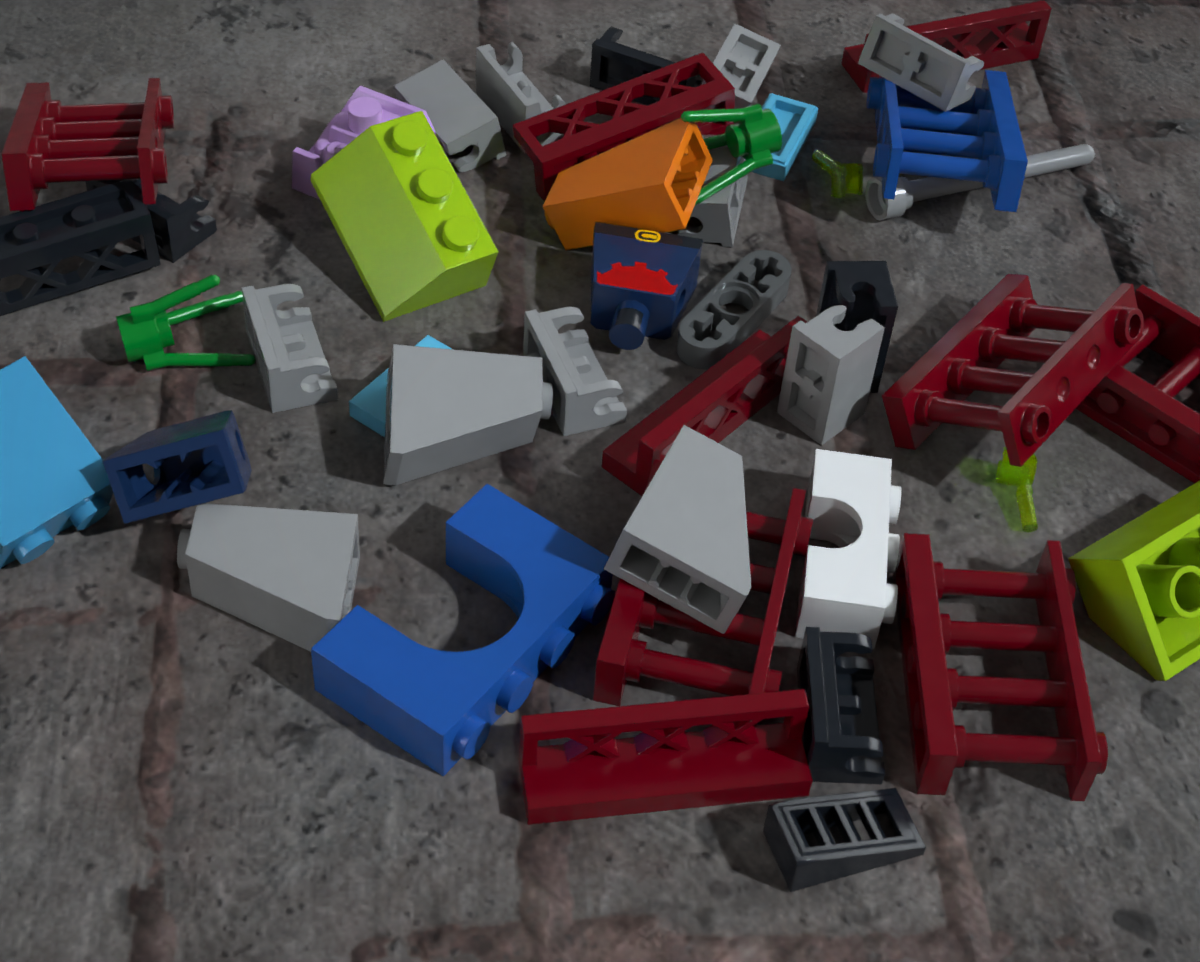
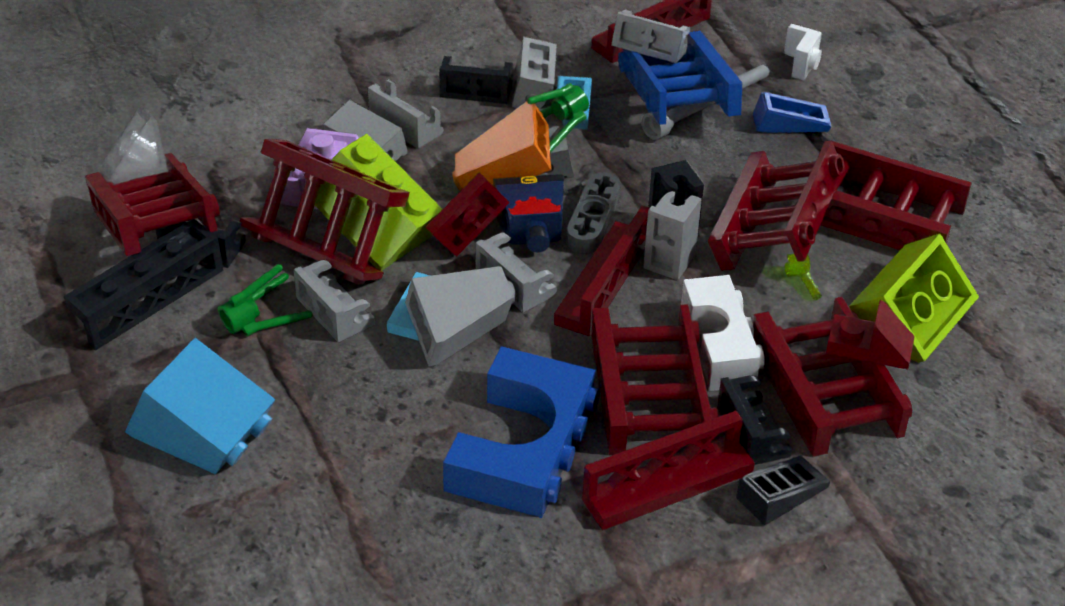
camera: 15 degrees left, 5 degrees down
(120, 67) = (137, 150): none -> clear slope
(190, 462) = (314, 380): dark blue torso -> none
(274, 566) = (392, 428): light grey slope -> none
(361, 178) = (348, 184): none -> dark red fence
(531, 266) = (467, 214): none -> dark red bracket
(629, 120) = (487, 112): dark red fence -> none
(690, 533) = (637, 342): light grey slope -> none
(844, 176) = (626, 117): clear neon green hand -> none
(1088, 633) = (880, 342): none -> dark red slope
(1099, 230) = (785, 114): none -> blue slope
(1160, 136) = (804, 47): none -> white bracket

